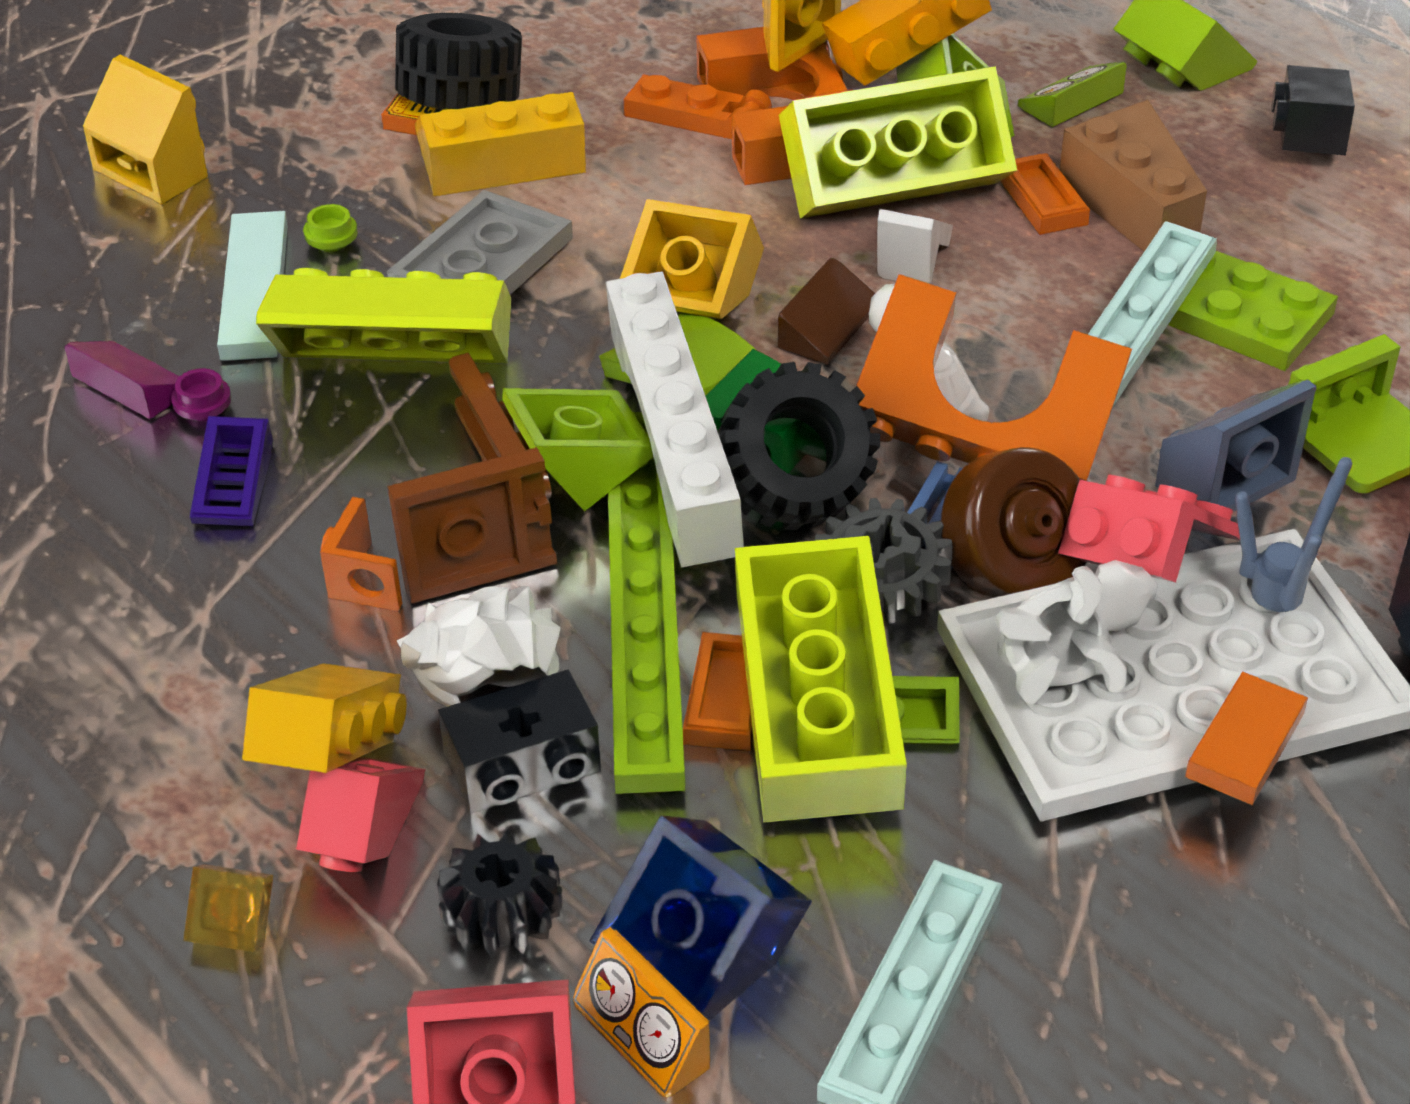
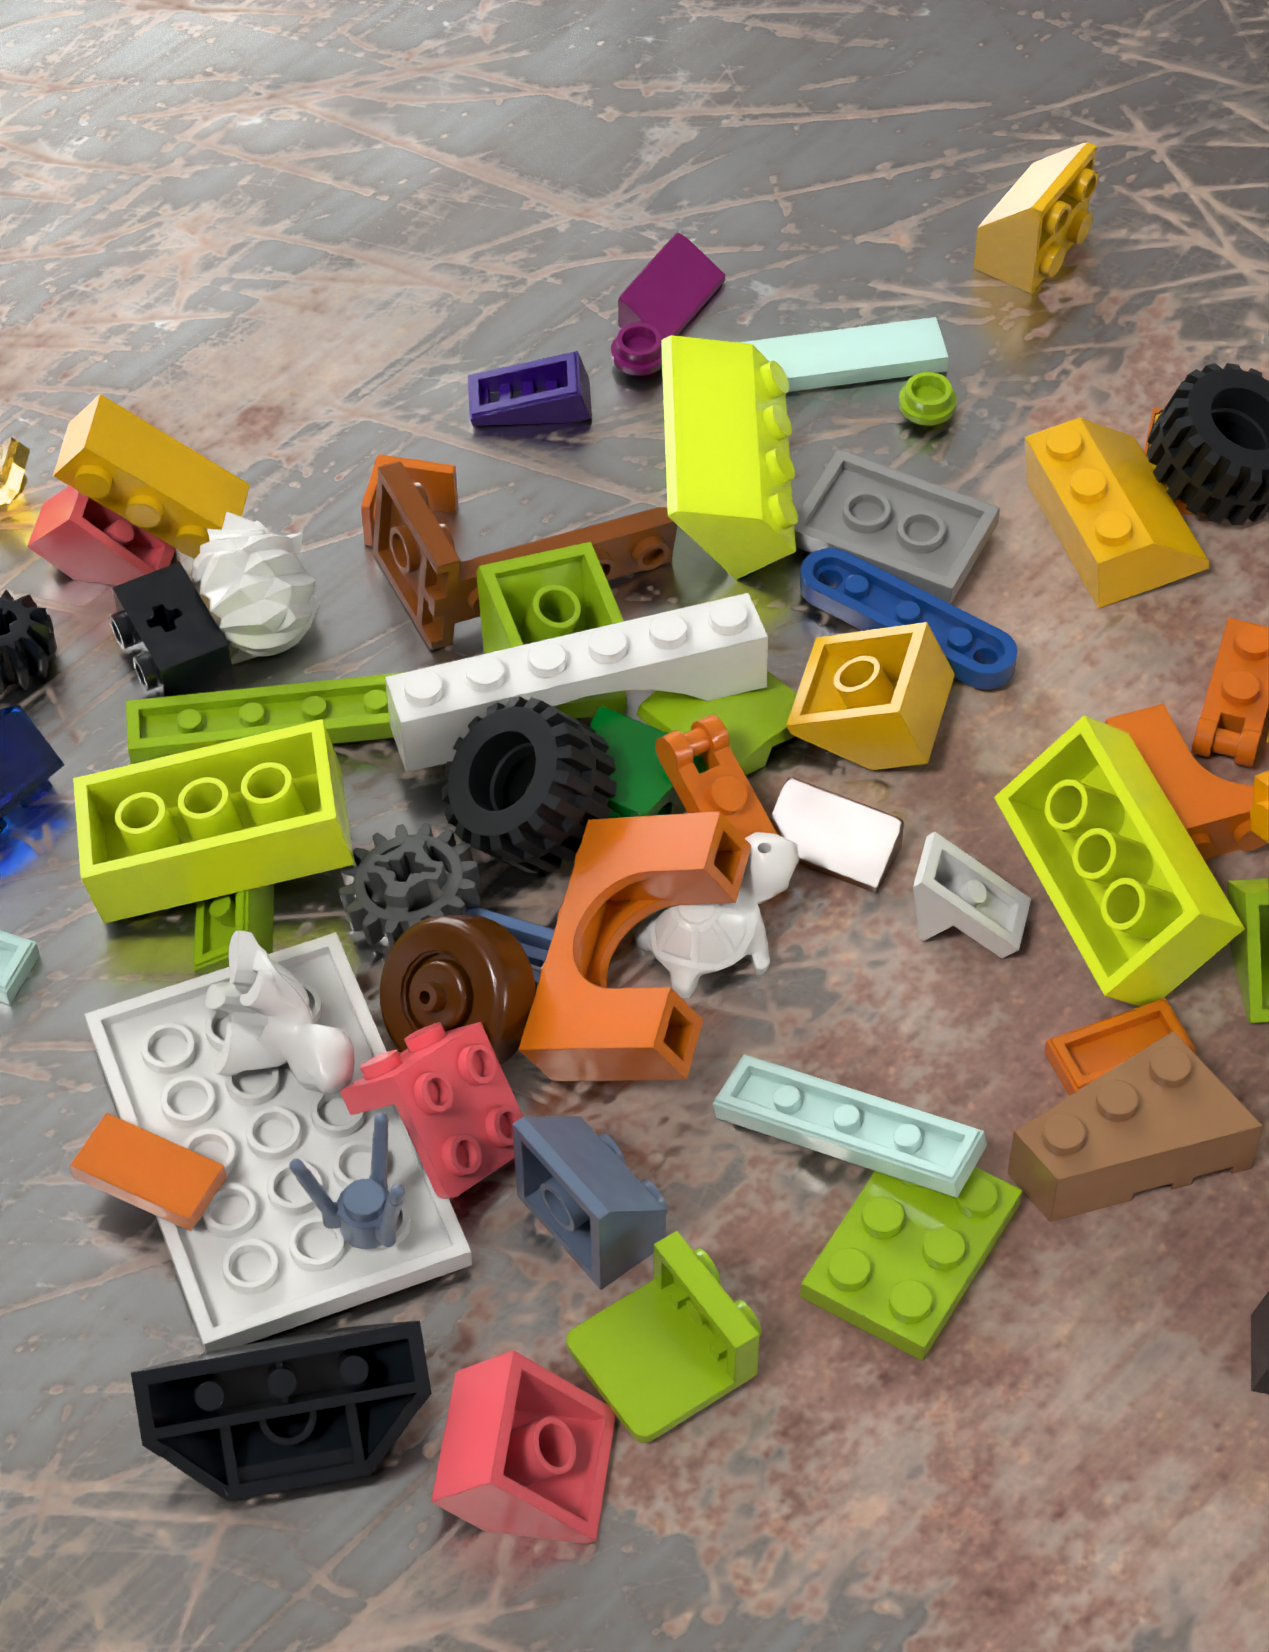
camera: 85 degrees right, 10 degrees up
(577, 261) = (878, 600): none -> blue plate
(804, 343) = (717, 789): none -> orange plate

